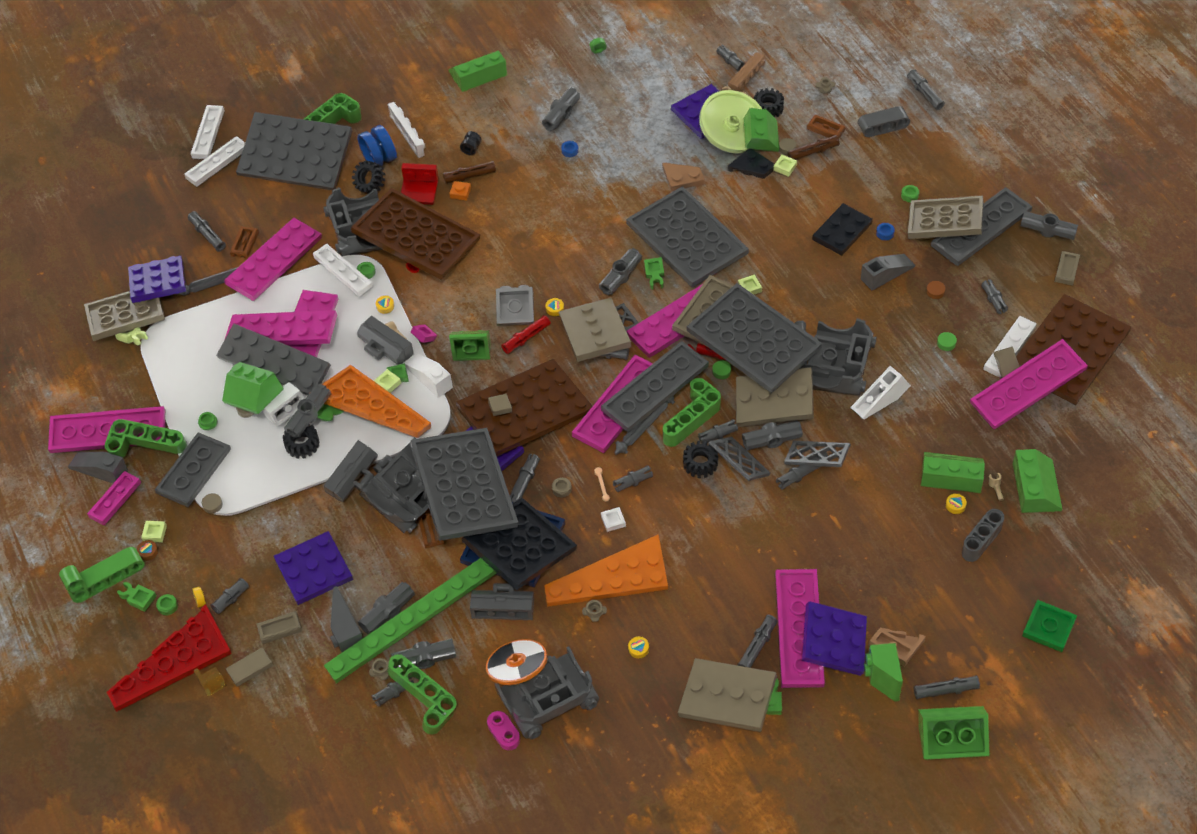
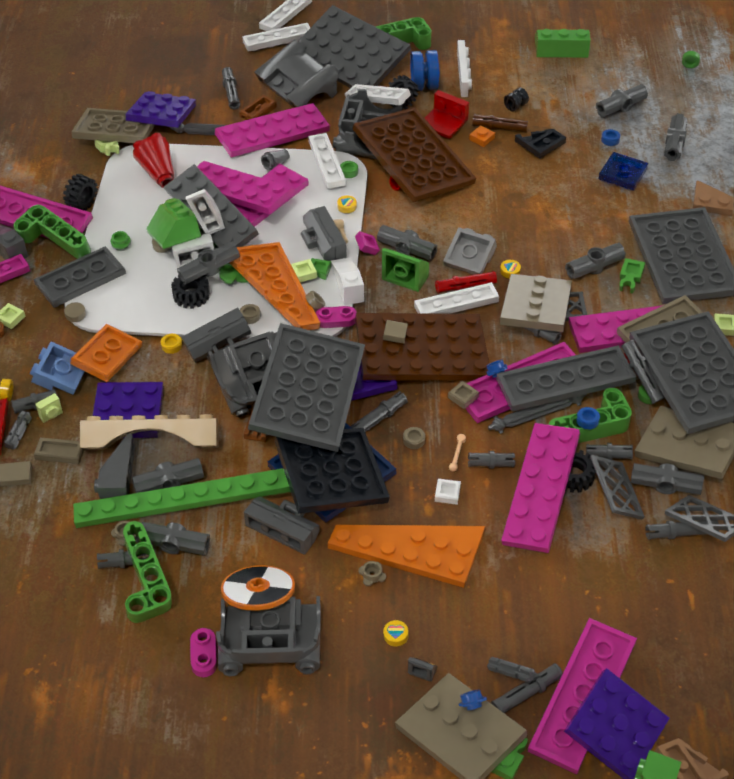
camera: 25 degrees right, 5 degrees down
(140, 391) = (80, 192): none -> black tyre
(191, 332) = (155, 158): none -> red cone
(232, 626) = (17, 430): none -> dark grey axle
(233, 558) = (56, 369): none -> medium blue plate
(247, 596) = (49, 408): none -> yellowish green plate
(263, 195) = (297, 75): none -> dark grey piece
(264, 527) = (106, 352): none -> orange tile
(282, 367) = (206, 211): none -> white slope
(294, 288) = (274, 158): none -> dark grey cone
(310, 597) = (104, 433): none -> tan arch
(312, 494) = (171, 343): none -> yellow tile
(350, 186) = (381, 94): none -> white plate
(365, 437) = (250, 313): none -> dark tan tile
(414, 404) = (315, 300): none -> dark tan tile
(440, 411) = (336, 316): none -> dark pink plate
(456, 319) = (407, 242): none -> dark grey piece
(514, 177) = (541, 142): none -> black wing
(528, 354) = (458, 300): none -> white plate
(582, 434) = (463, 394): none -> dark tan tile
(596, 401) = (496, 367): none -> blue plate
(598, 178) = (623, 171): none -> clear blue plate
(624, 128) = (675, 137): none -> dark grey piece
(674, 664) = (421, 668): none -> dark grey slope
(684, 484) = (541, 488): none -> dark pink plate
(690, 412) = (588, 418): none -> blue tile
(714, 357) = (638, 362): none -> dark grey pin
(726, 669) = (472, 699): none -> blue plate
(739, 634) = (511, 669): none -> dark grey axle

